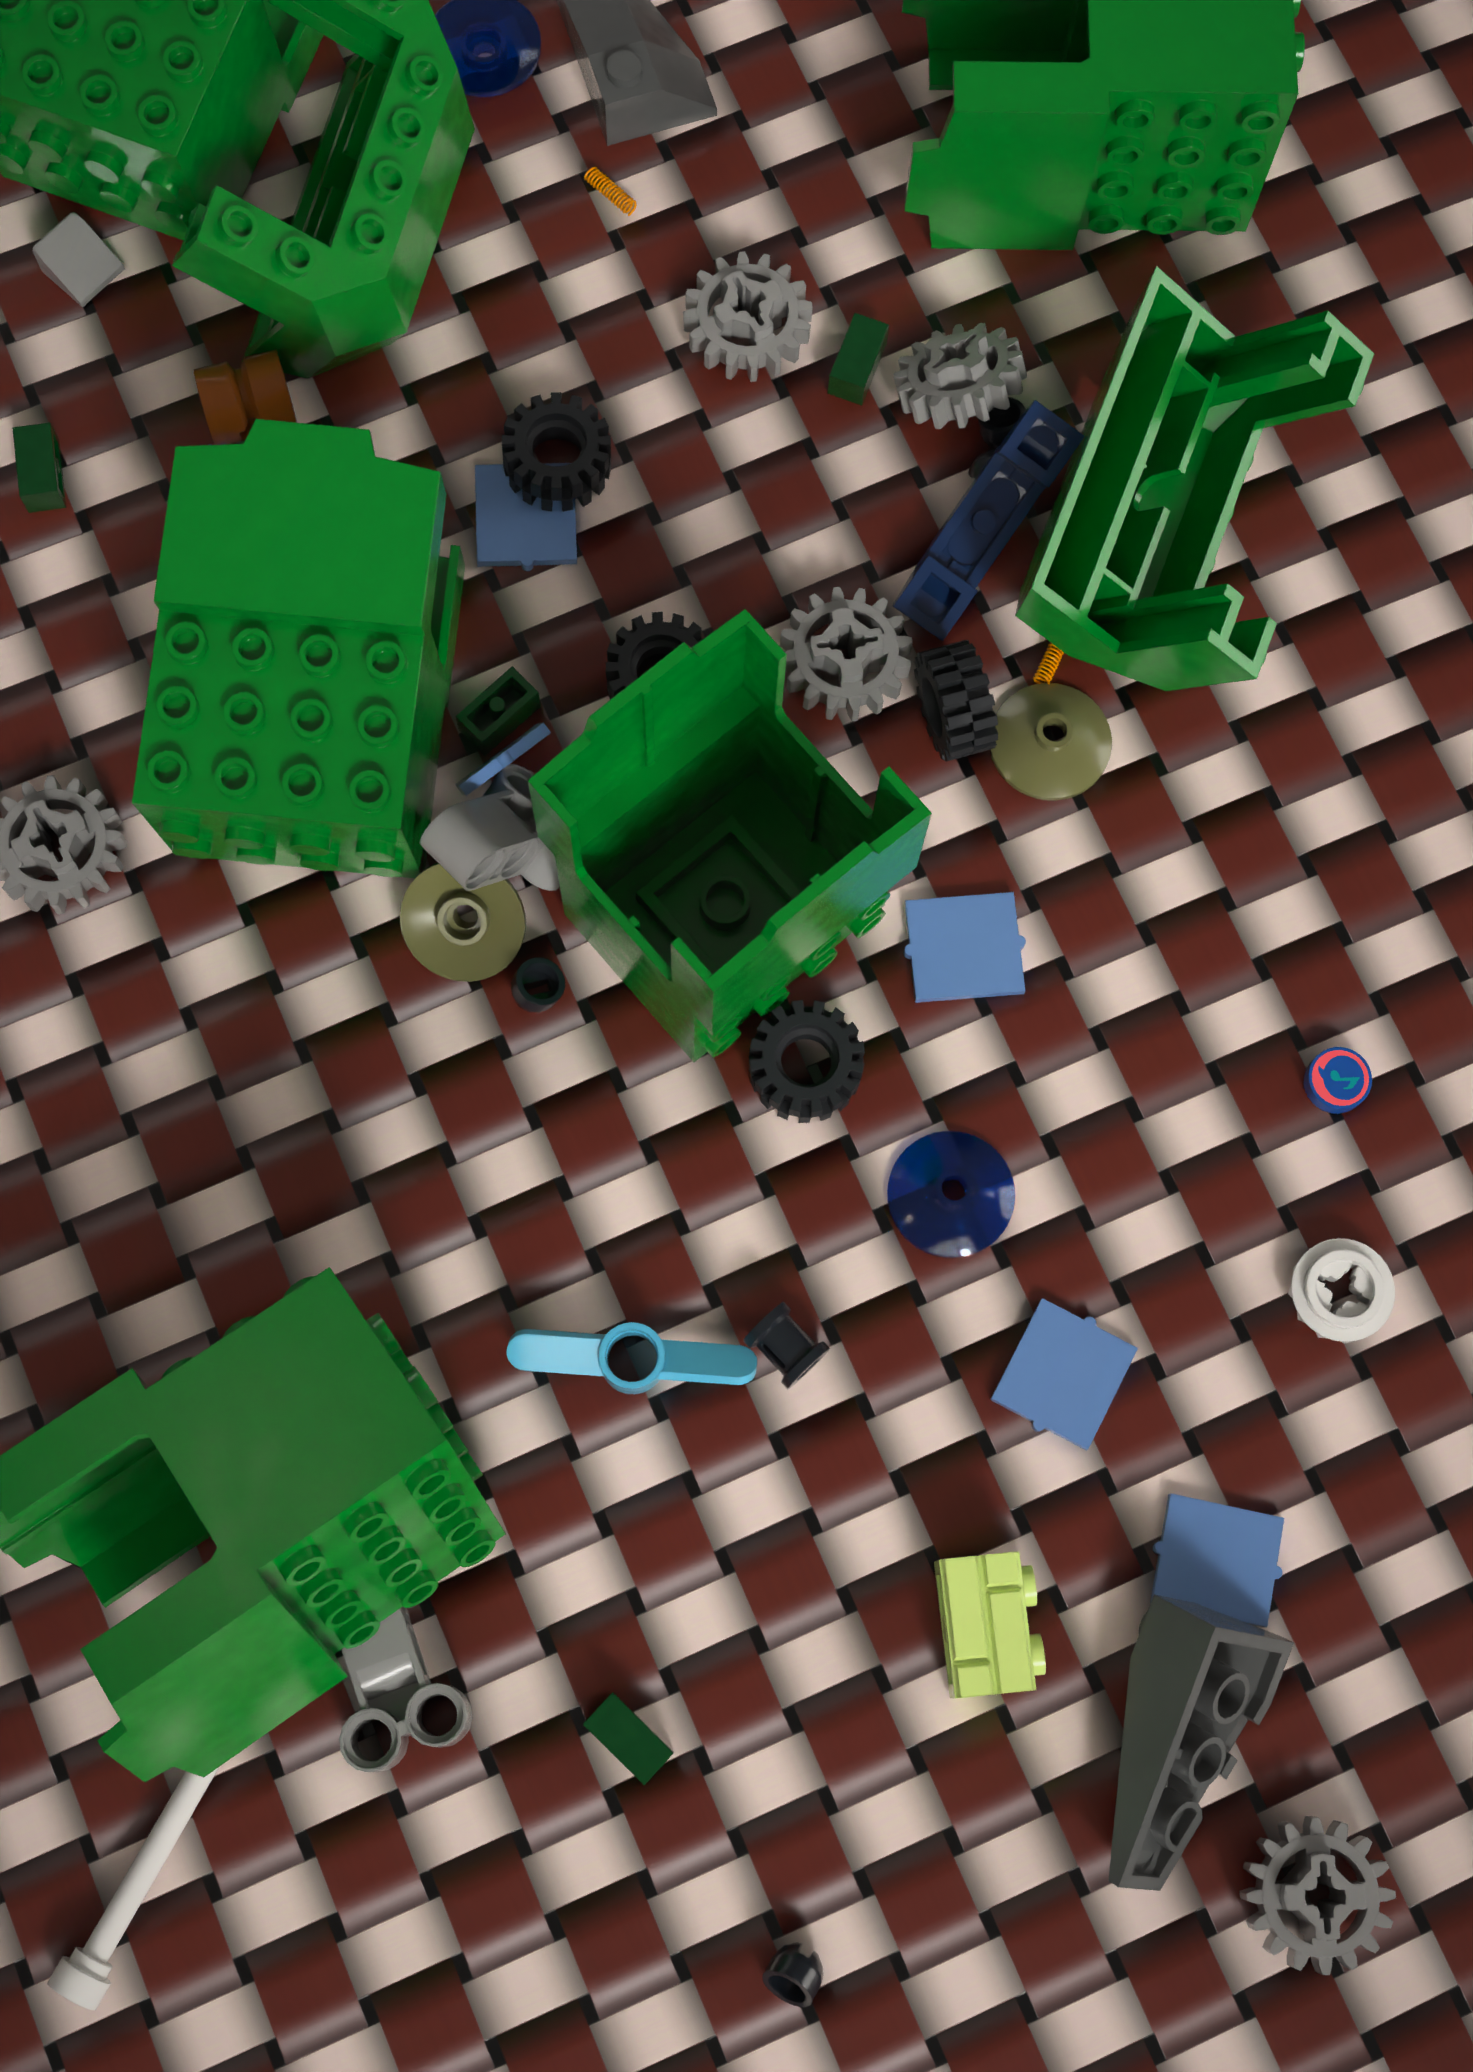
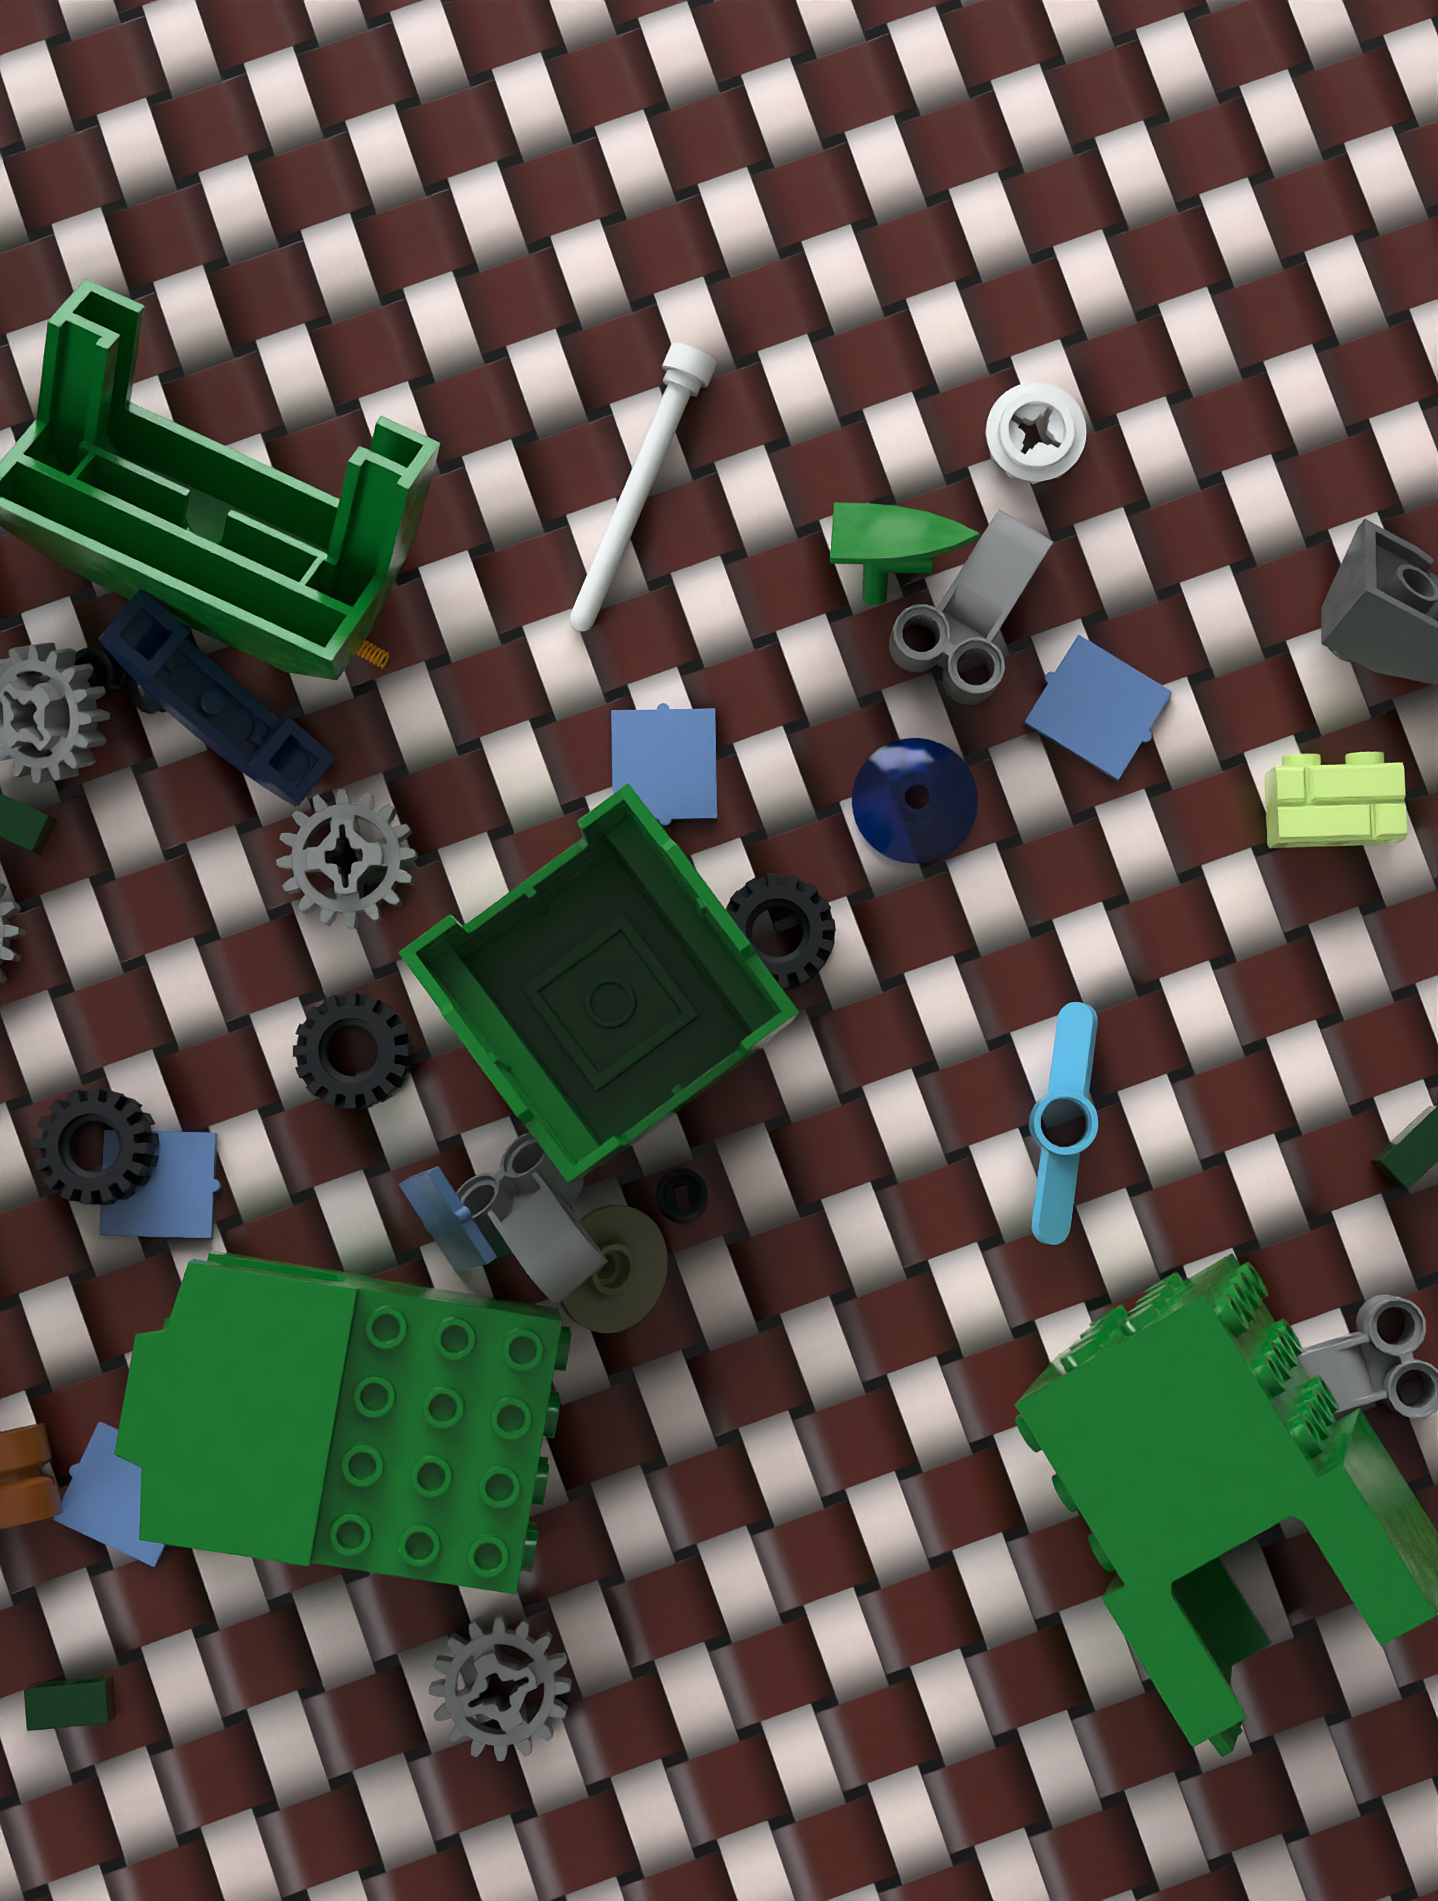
camera: 85 degrees left, 10 degrees up
(498, 711) = (382, 1222): dark green piece -> none
(786, 1345) = (1059, 972): black bush -> none
(956, 700) = (414, 749): black tyre -> none
(1048, 767) = (457, 688): olive dish -> none
(1155, 1237) = (974, 608): none -> light grey piece
(1210, 1144) = (891, 542): none -> green shield
(1219, 1558) = (1280, 580): medium blue piece -> none
(1337, 1080) = (826, 410): blue tile -> none
(1354, 938) = (685, 374): none -> white piece

